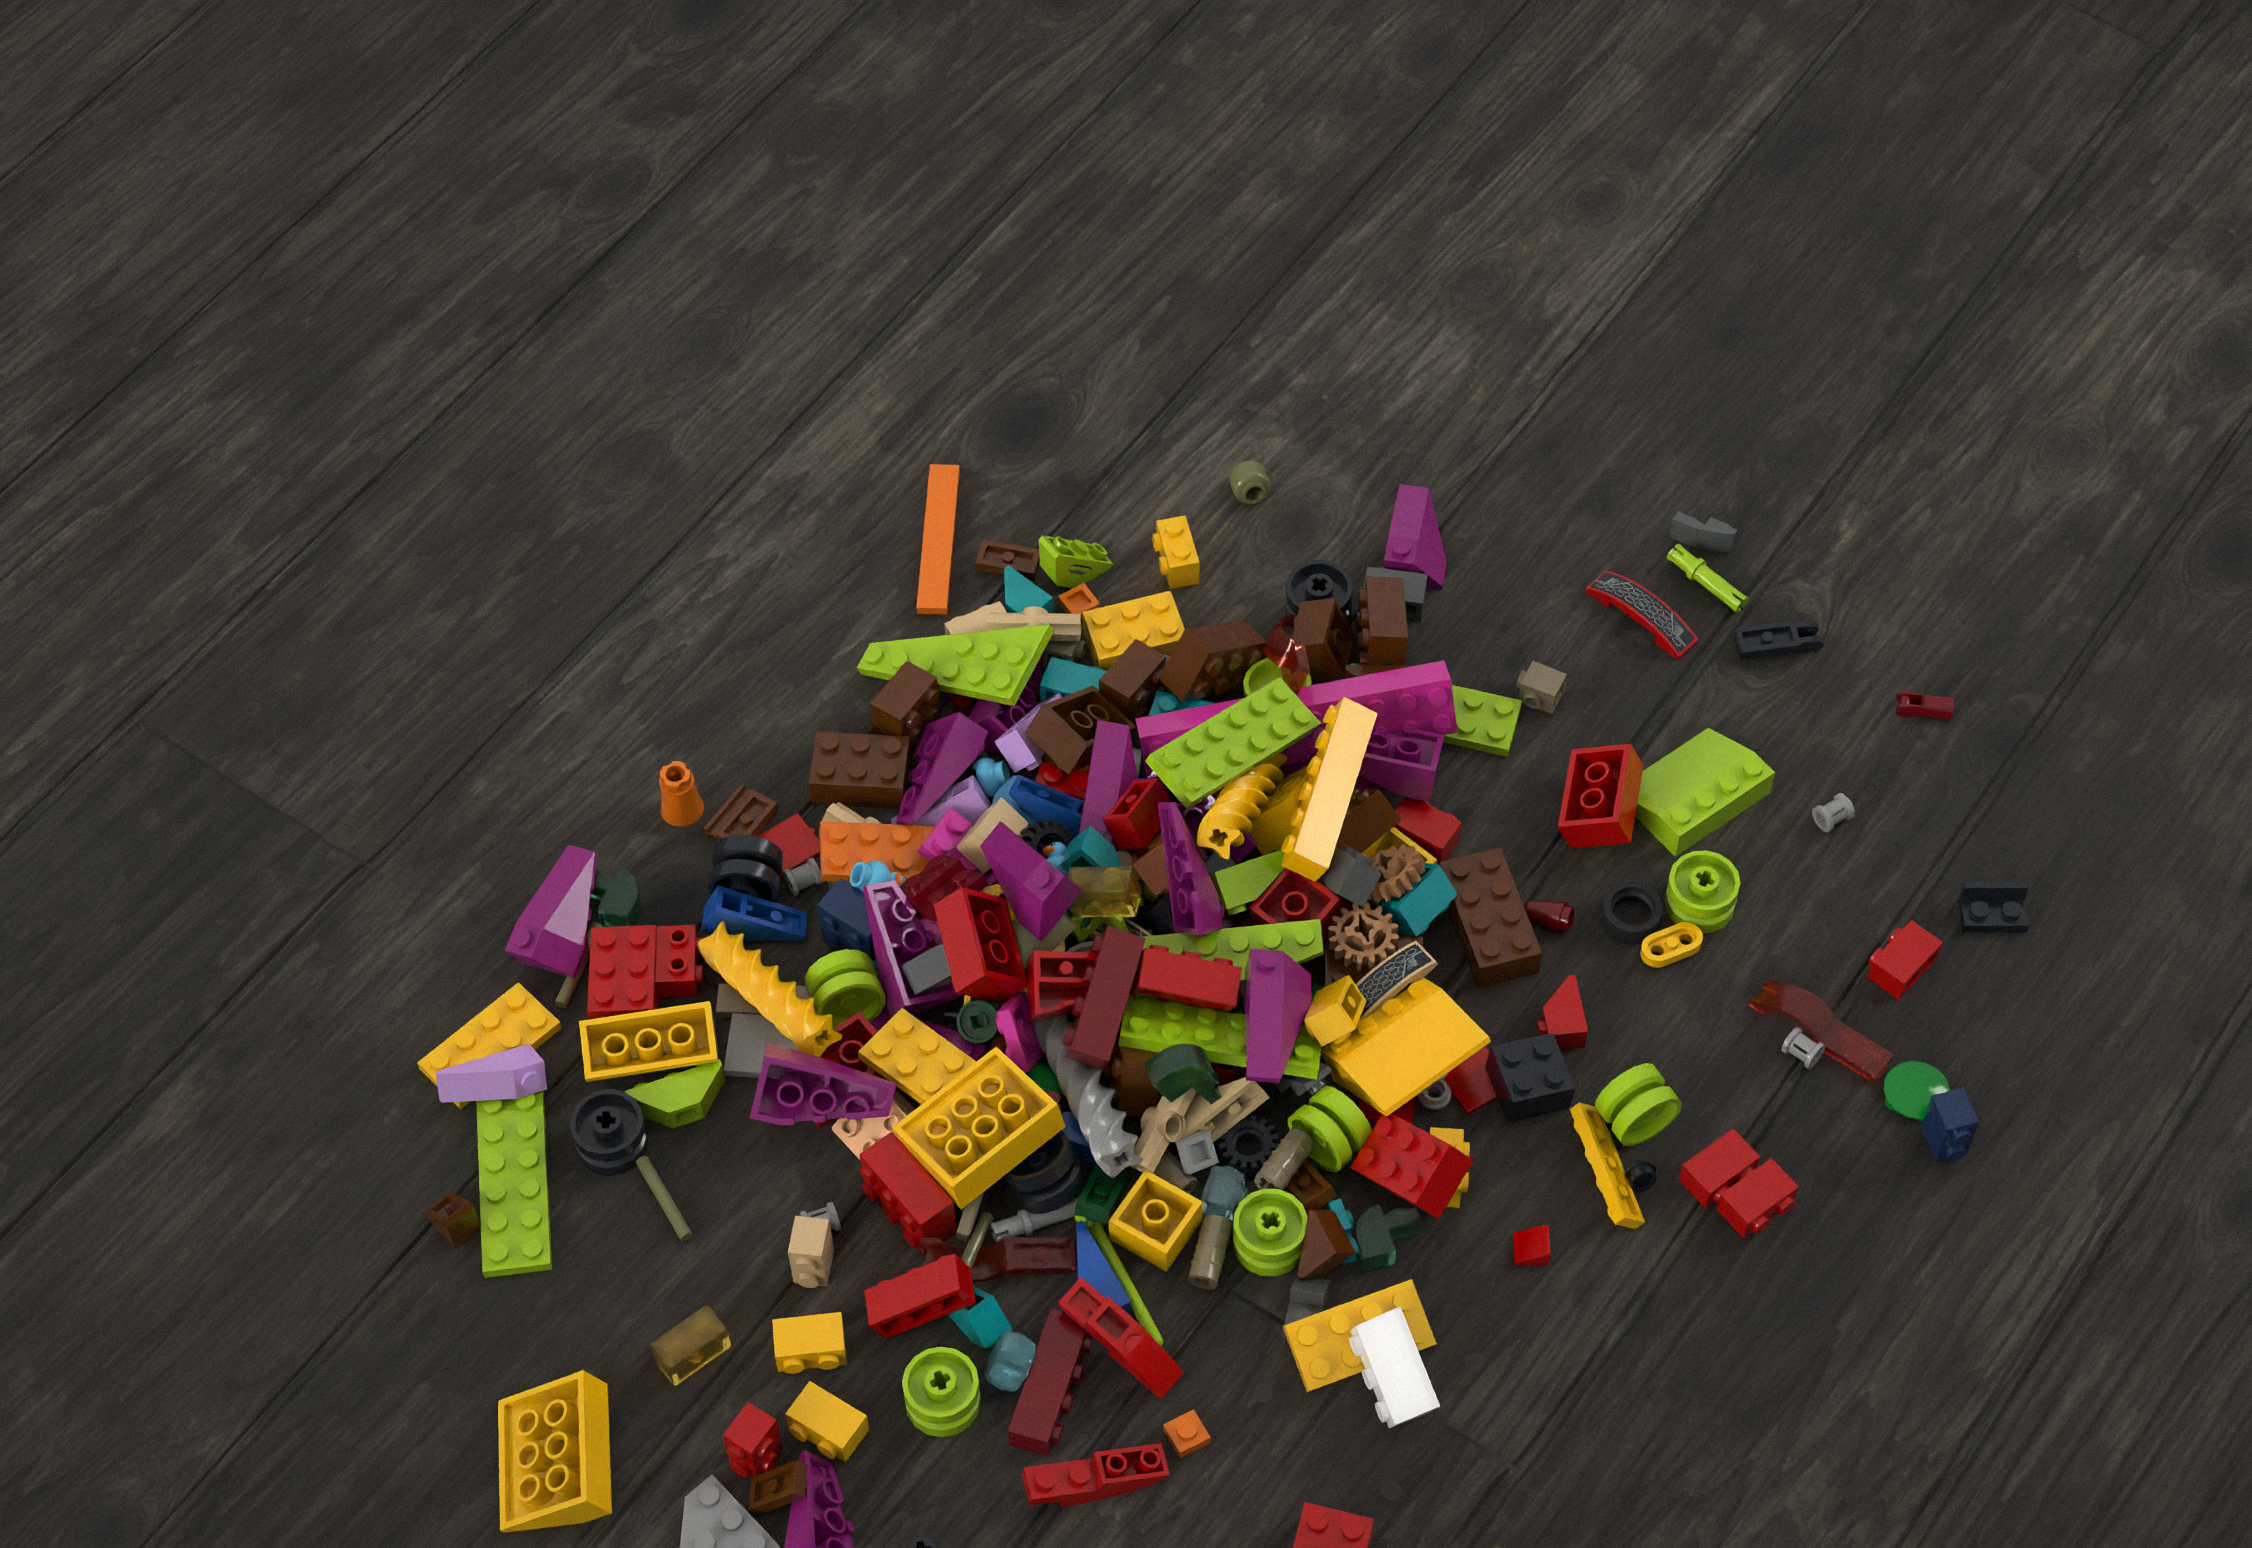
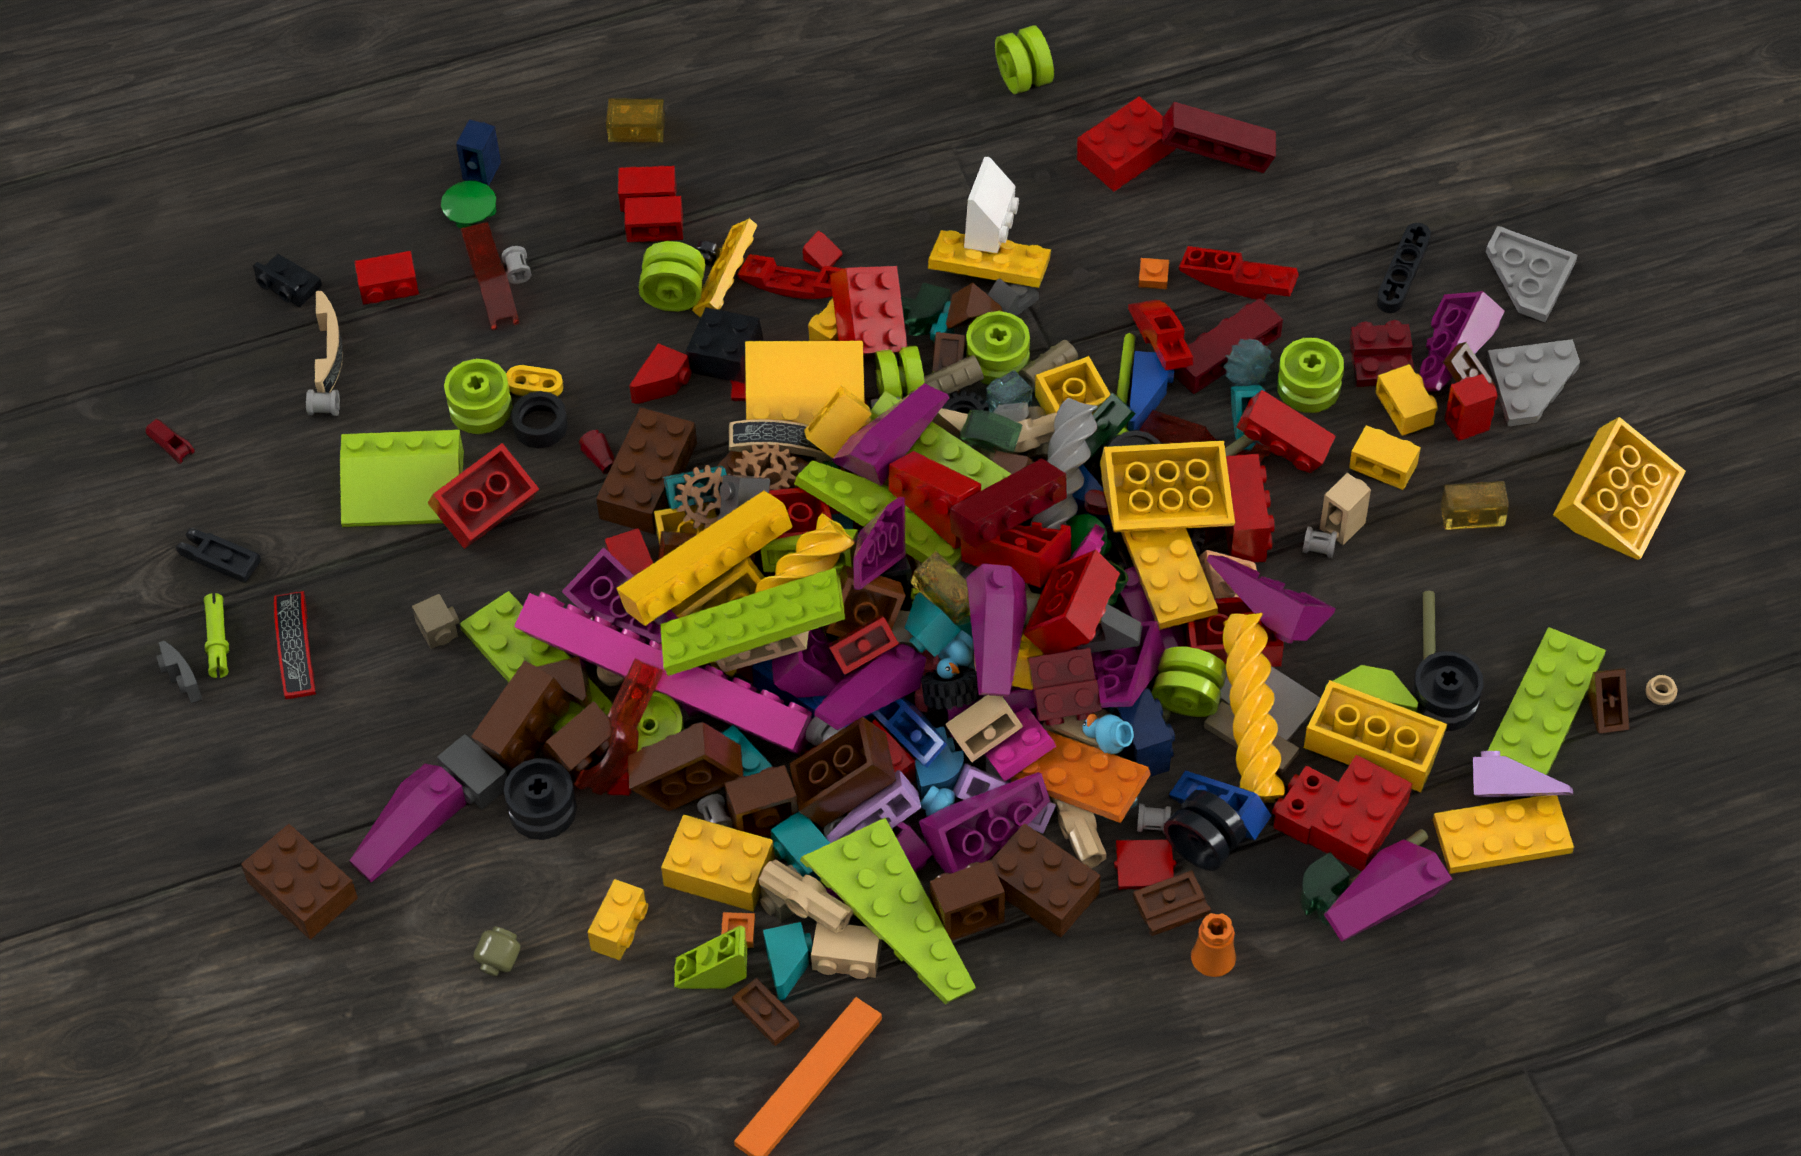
camera: 145 degrees left, 0 degrees up
(406, 1257) = (1662, 683): none -> tan plate
(887, 1475) = (1379, 350): none -> dark red plate
(1446, 443) = (299, 881): none -> reddish brown brick
(1531, 1196) = (787, 281): none -> red slope
(1847, 1277) = (635, 120): none -> clear yellow brick
(1915, 891) = (328, 369): none -> tan slope

